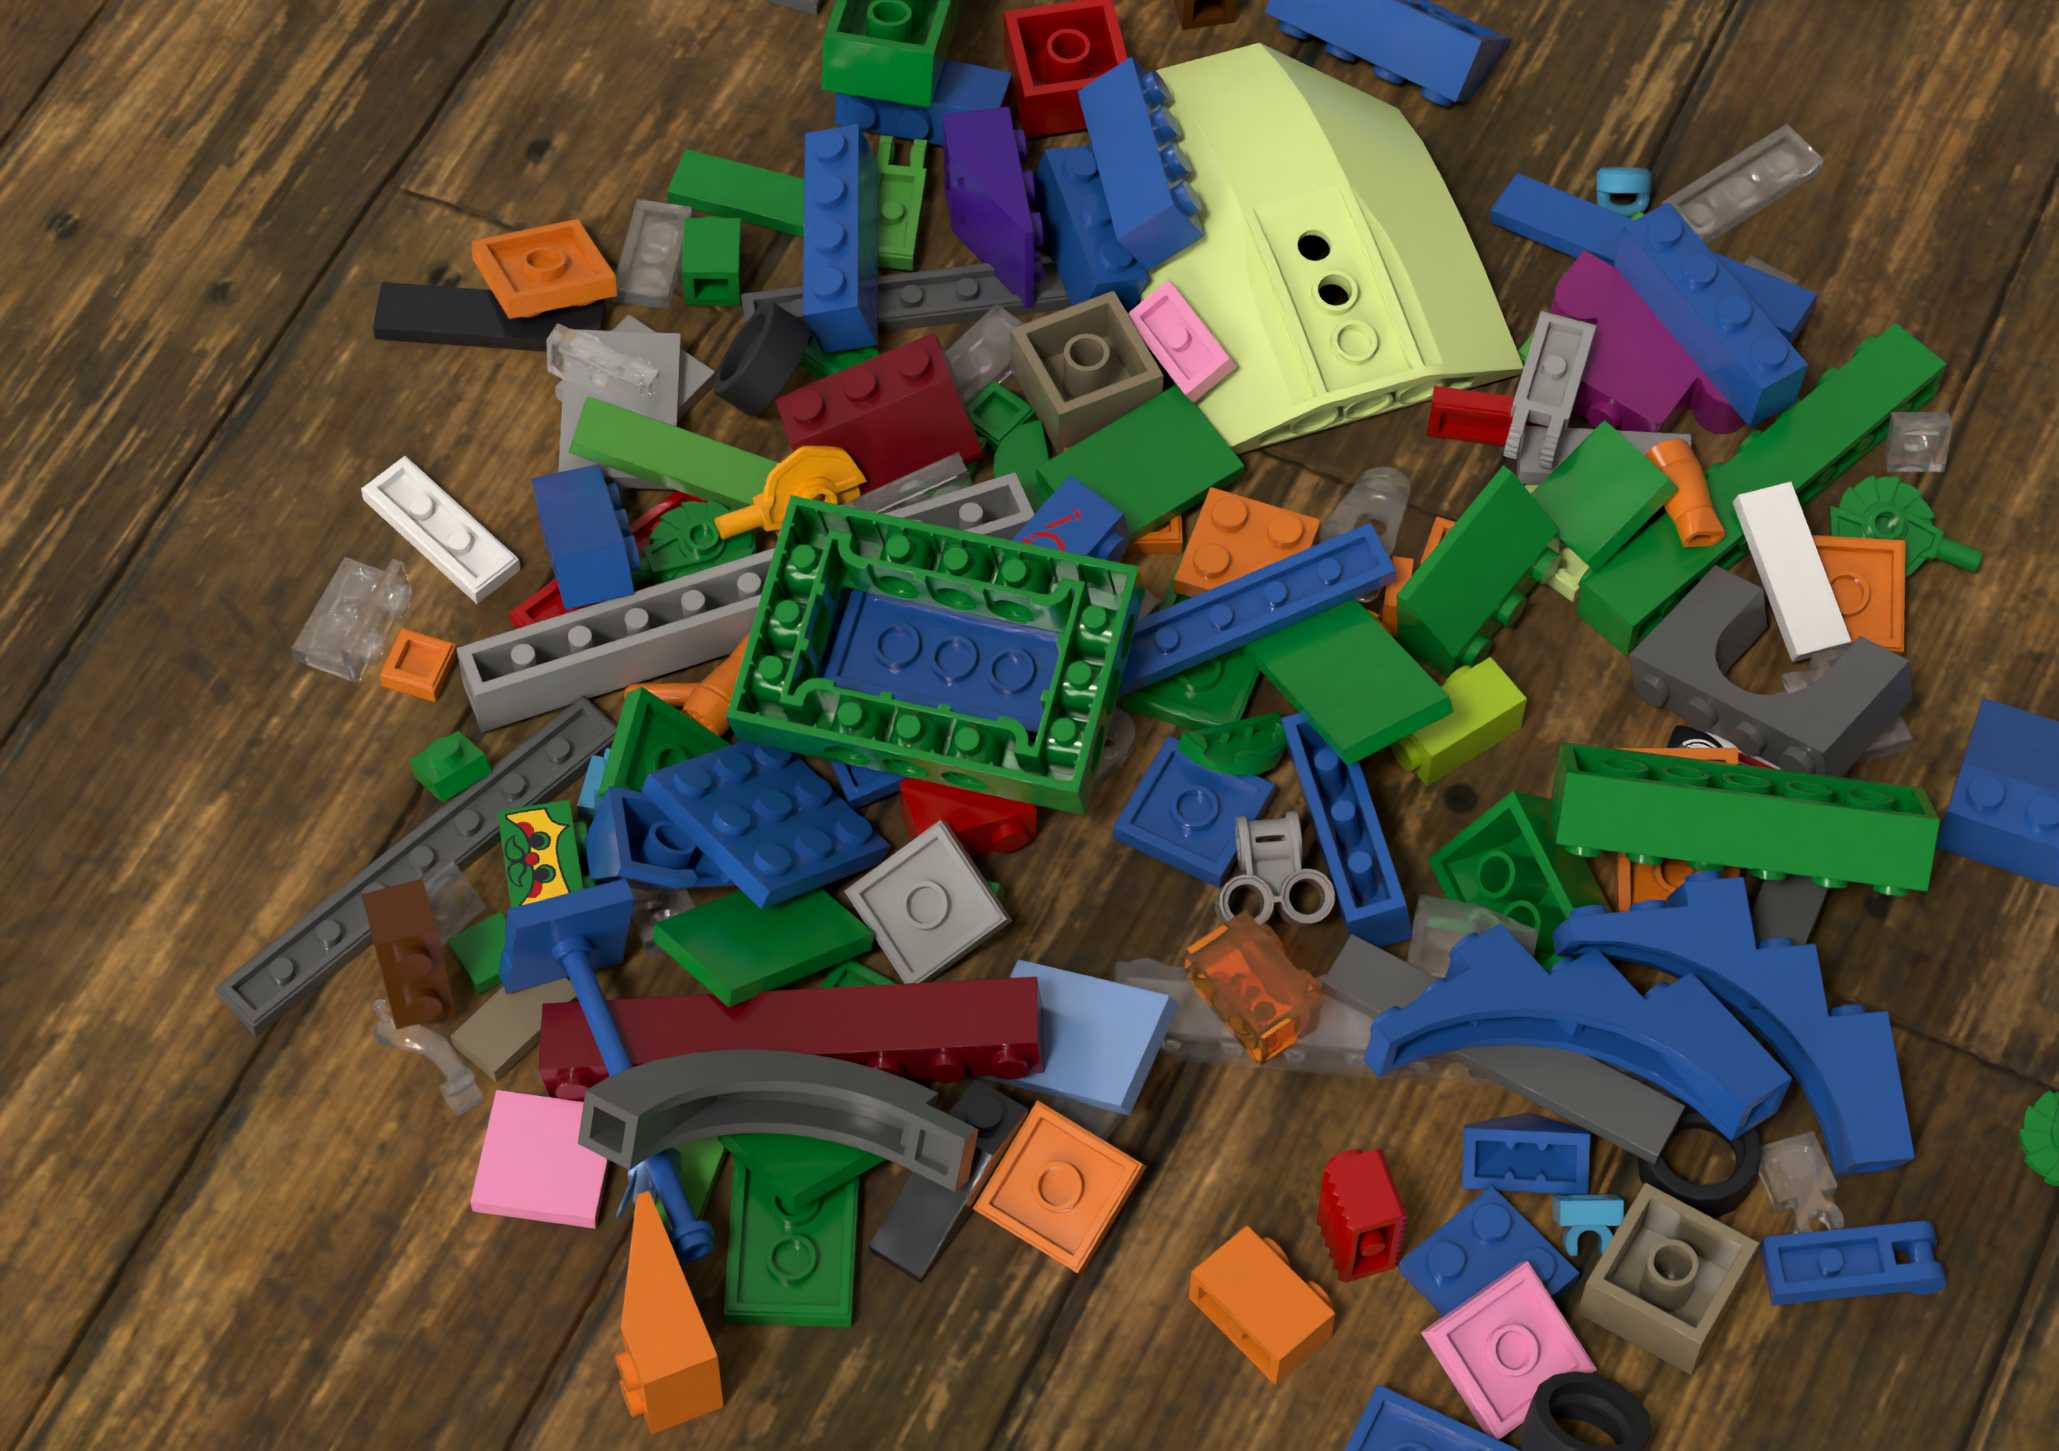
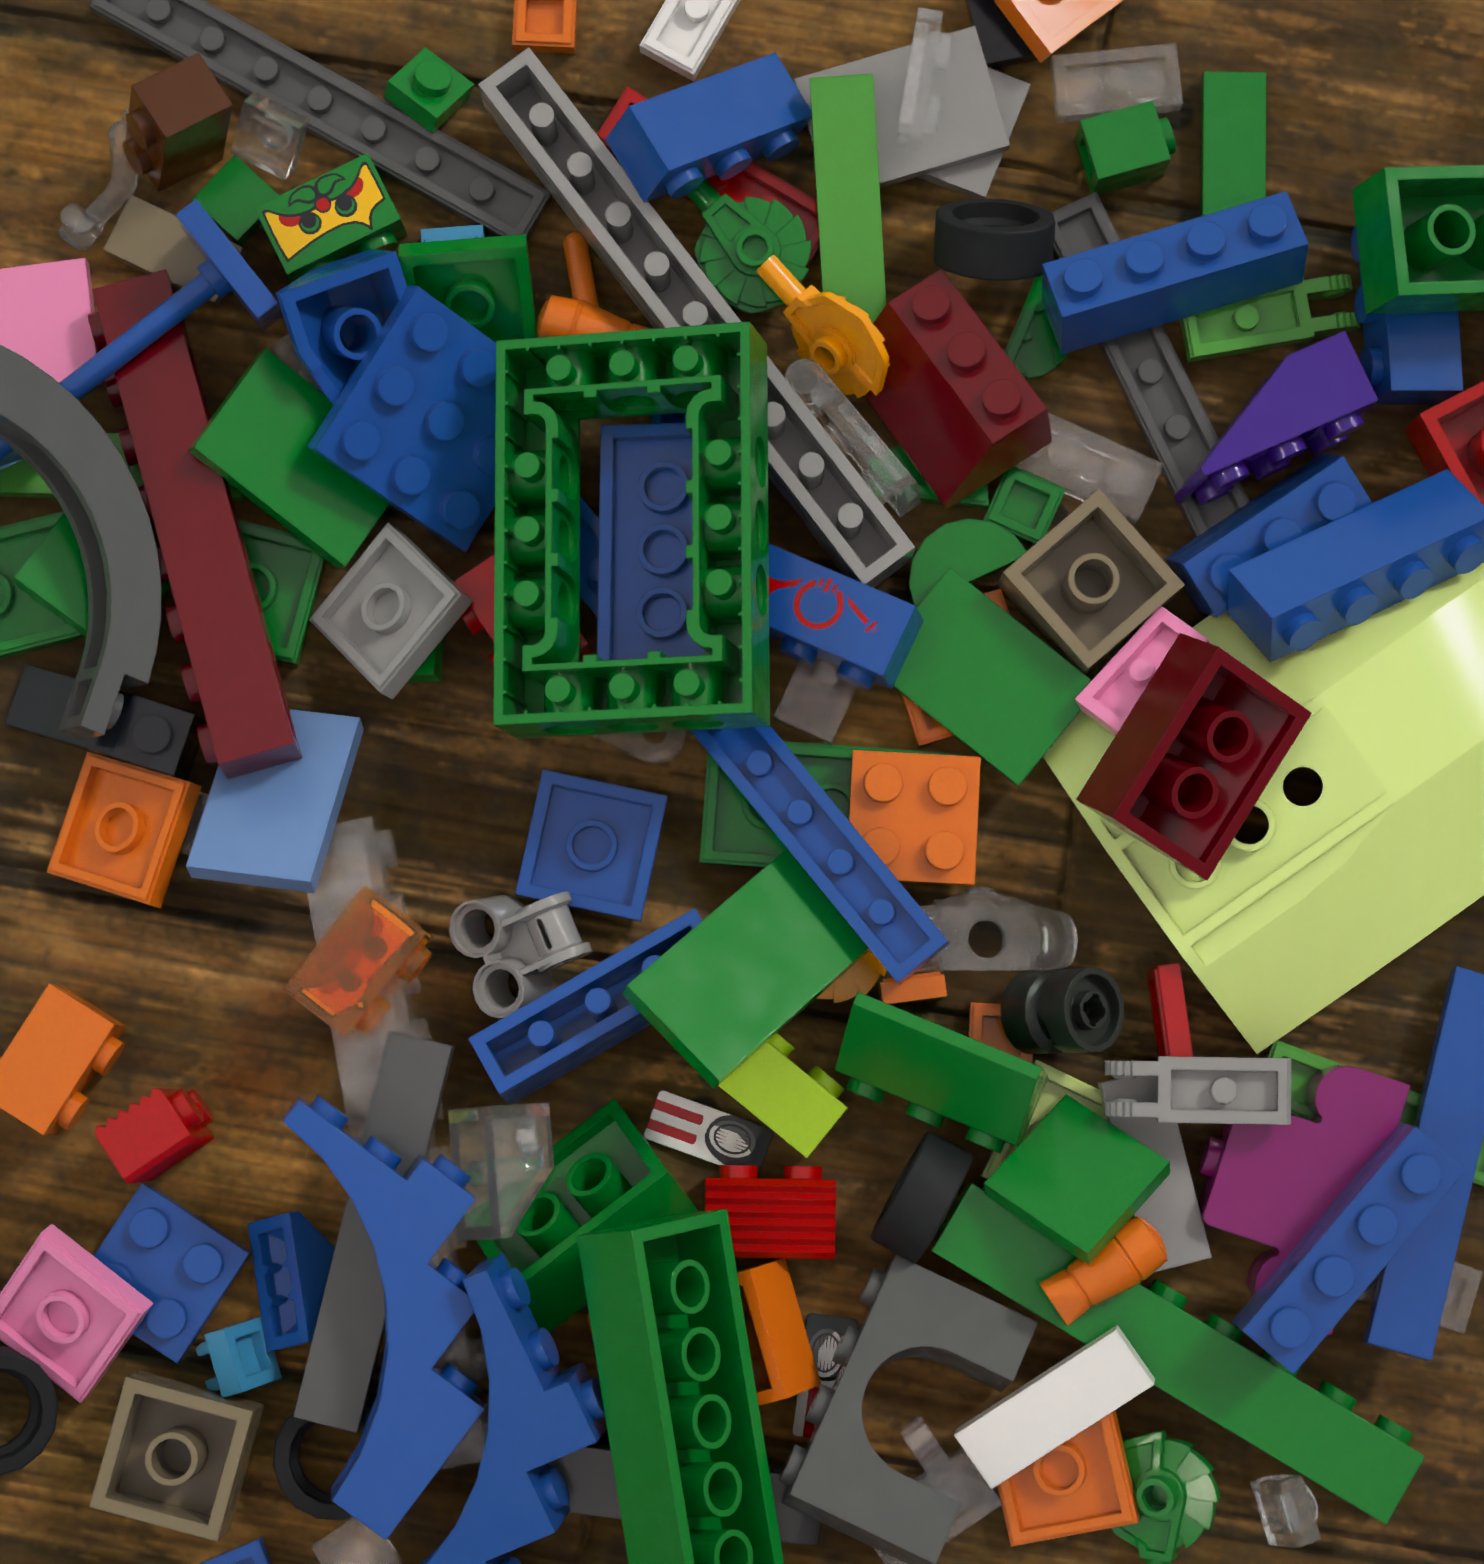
camera: 75 degrees right, 25 degrees up
(1237, 746) = (673, 871): green tile -> none
(1265, 303) = (1194, 755): none -> dark red slope
(1452, 472) = (1062, 1011): none -> pearl dark grey wheel
(1479, 790) = (707, 1132): none -> sticker
(1567, 718) = (776, 1215): none -> red brick
(1583, 624) = (921, 1197): none -> black tyre

